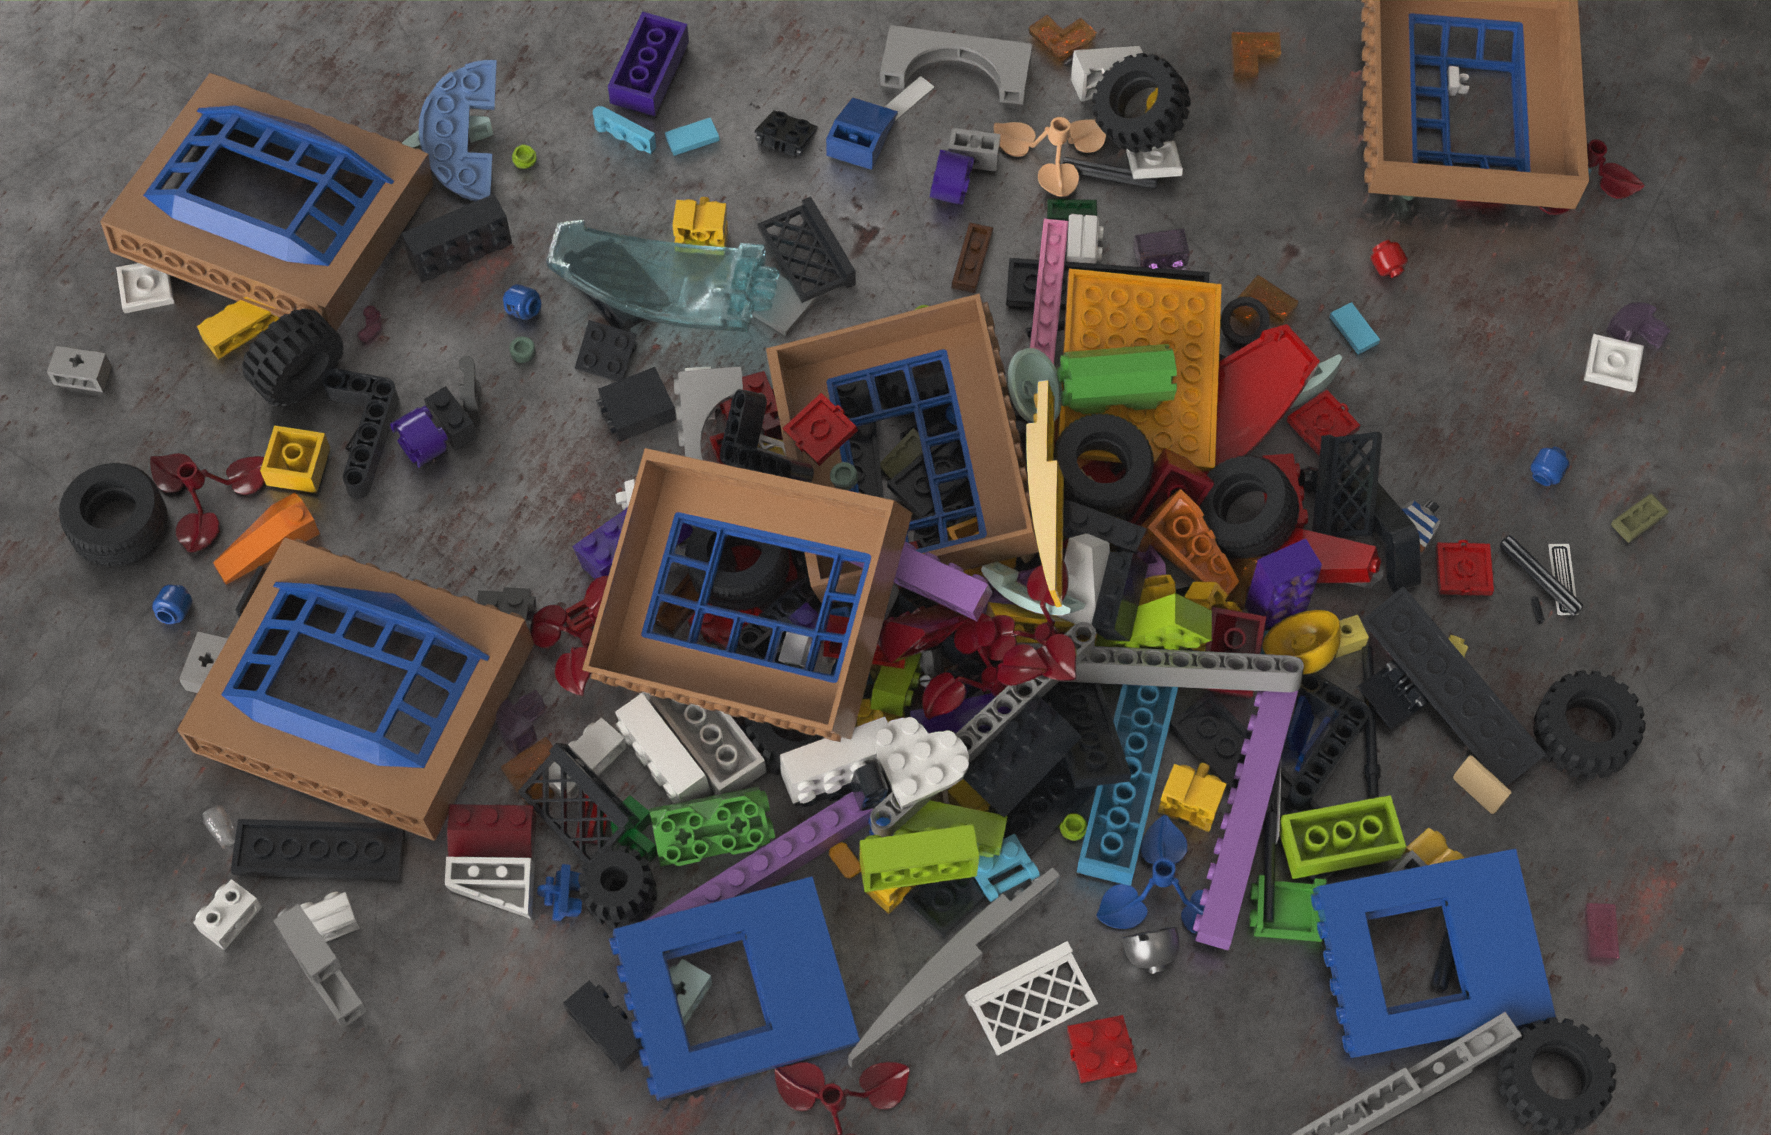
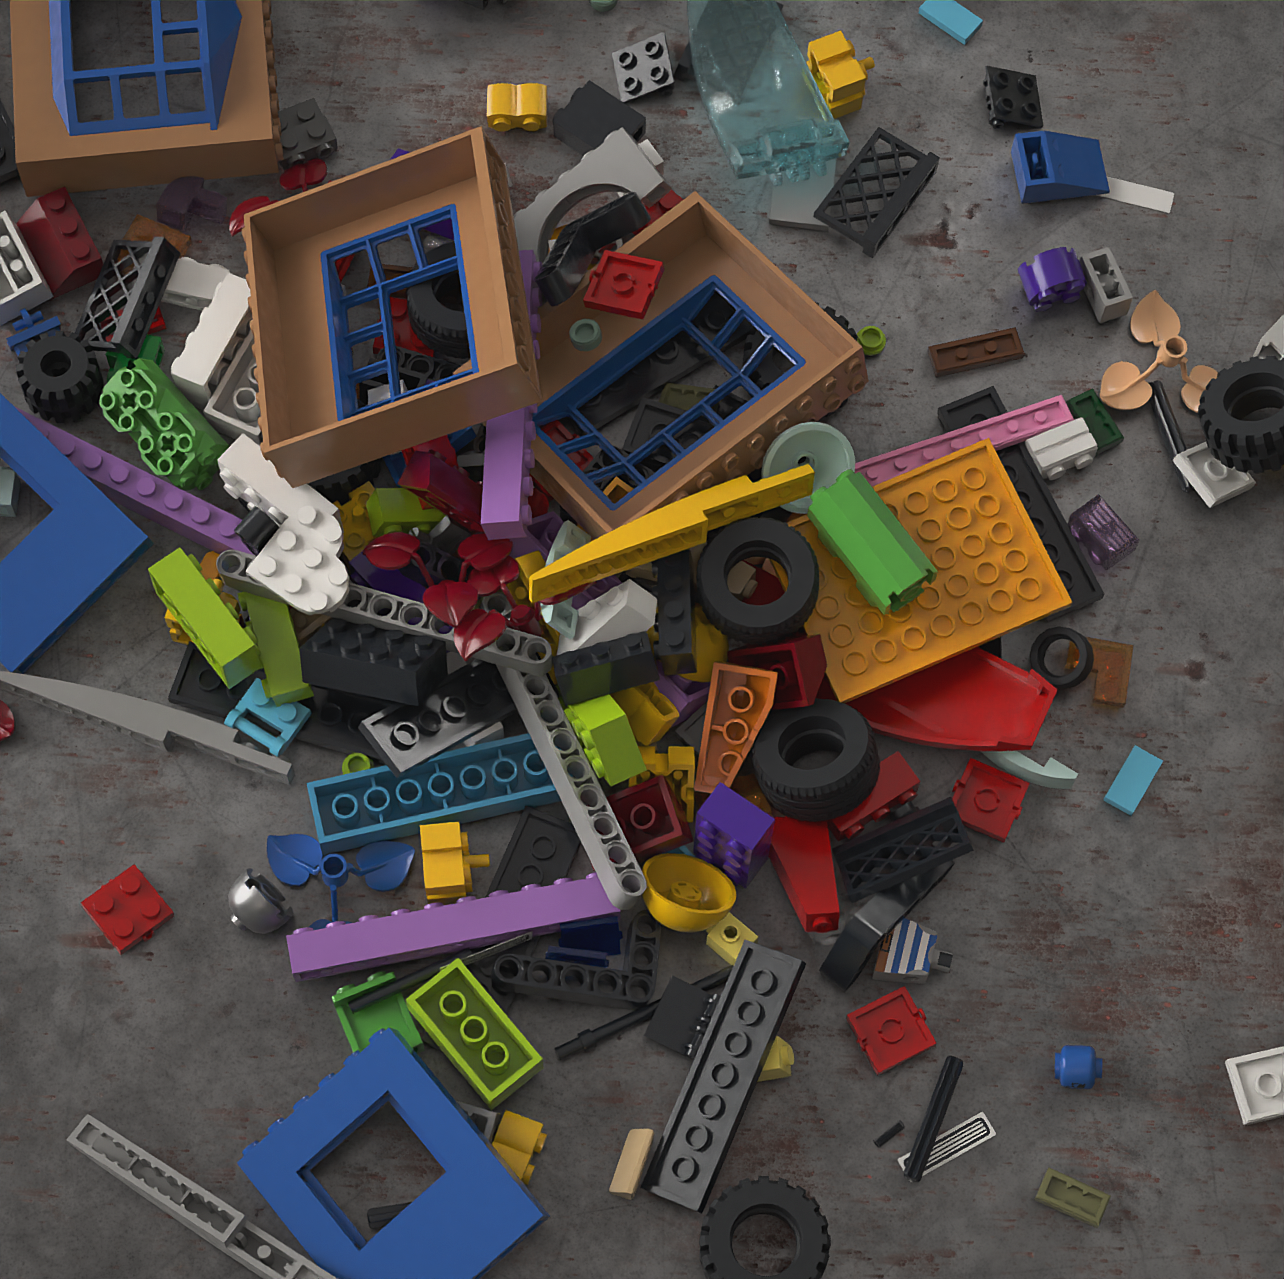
camera: 60 degrees right, 5 degrees up
(582, 451) = (517, 106): none -> yellow brick
(912, 48) = (1195, 164): light grey arch -> none
(1020, 975) = (161, 791): white fence -> none
(1389, 259) = (1244, 775): red head -> none

